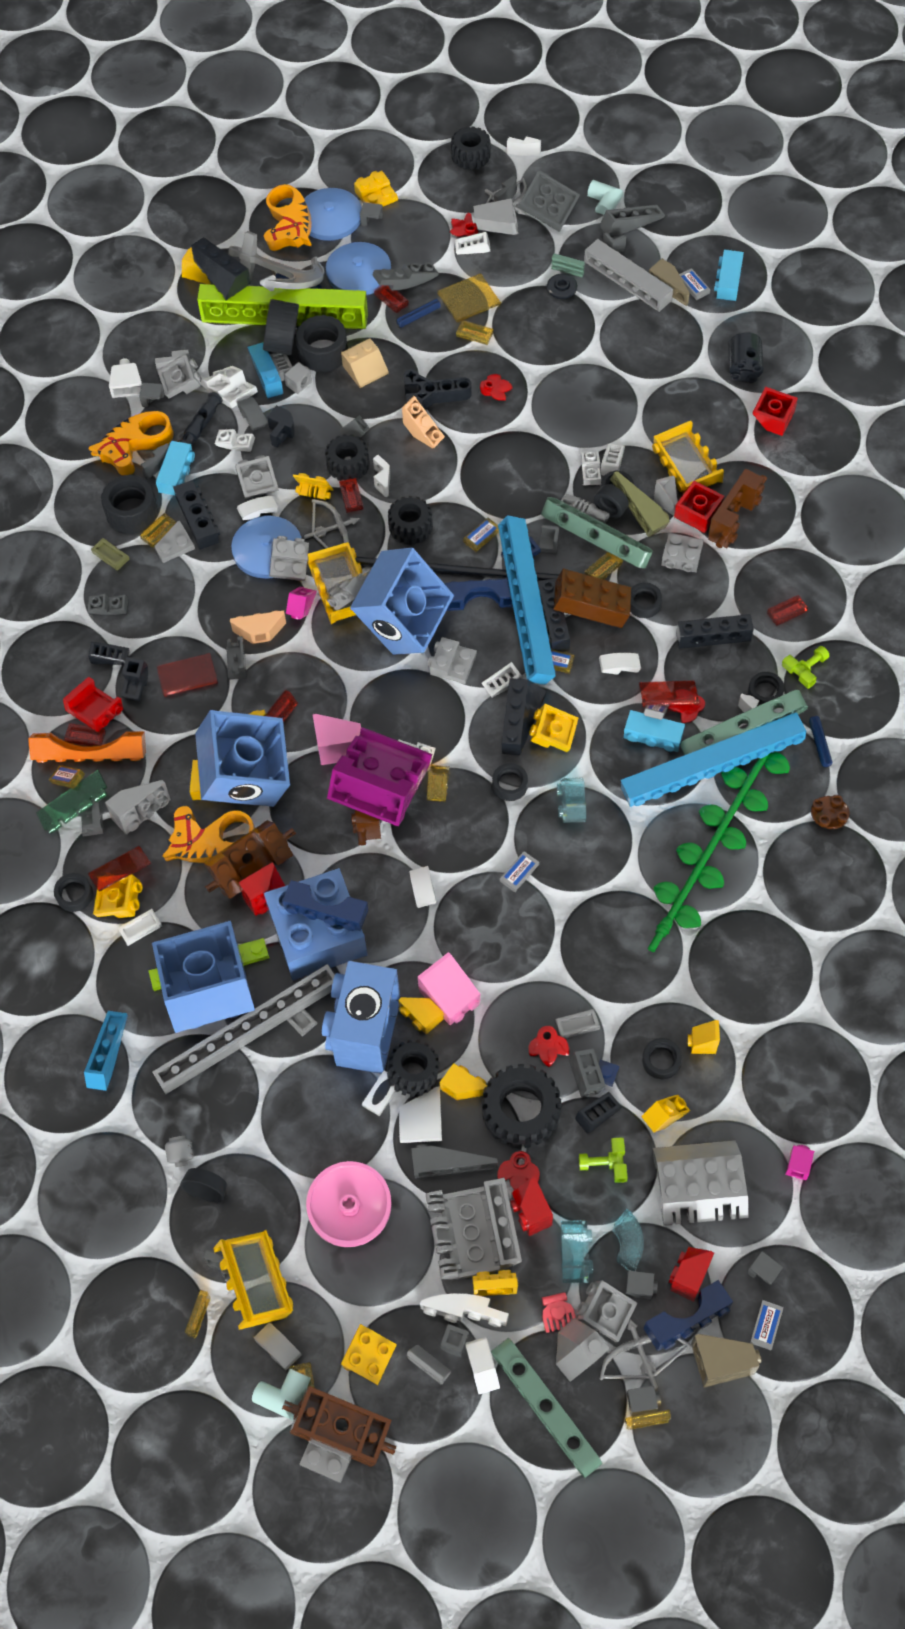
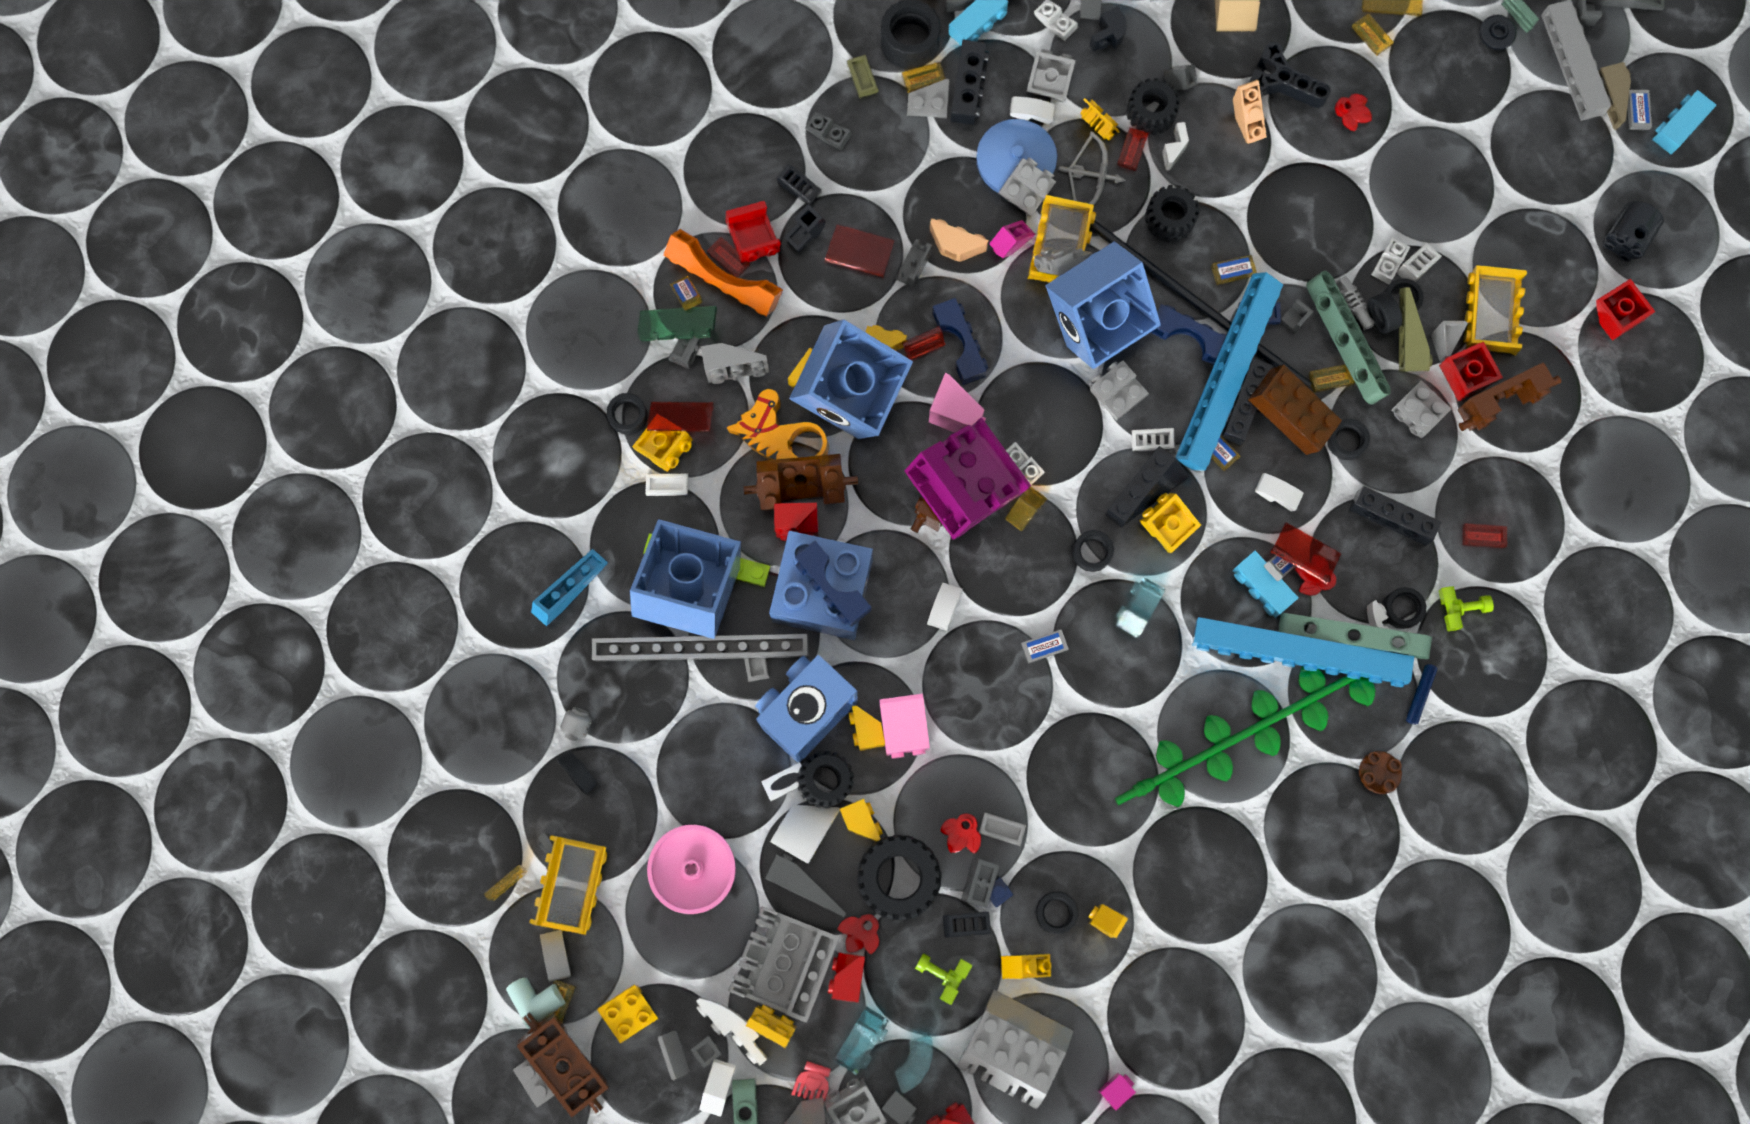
camera: 30 degrees right, 15 degrees up
(292, 680) = (951, 319): none -> dark blue arch

